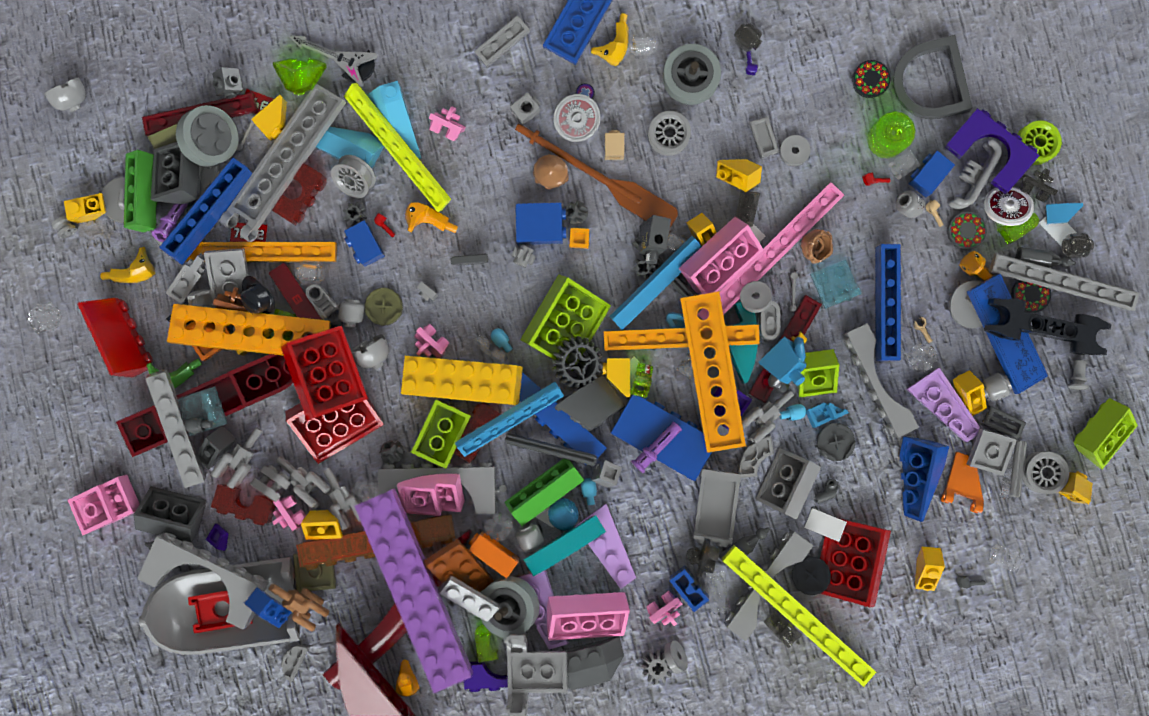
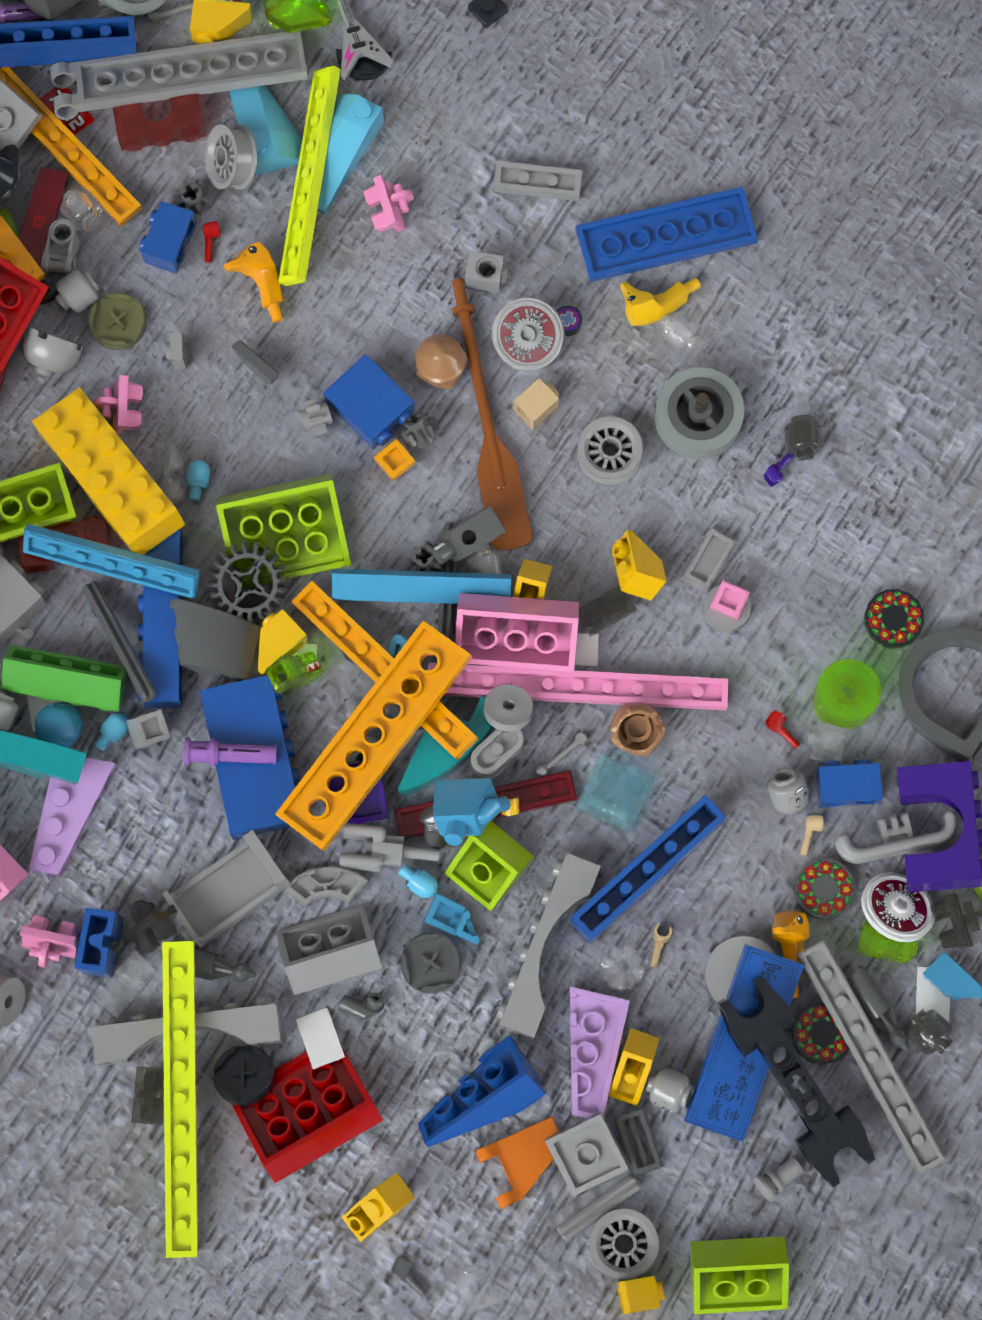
camera: 50 degrees right, 10 degrees down
(794, 145) = (730, 600): none -> bright pink tile

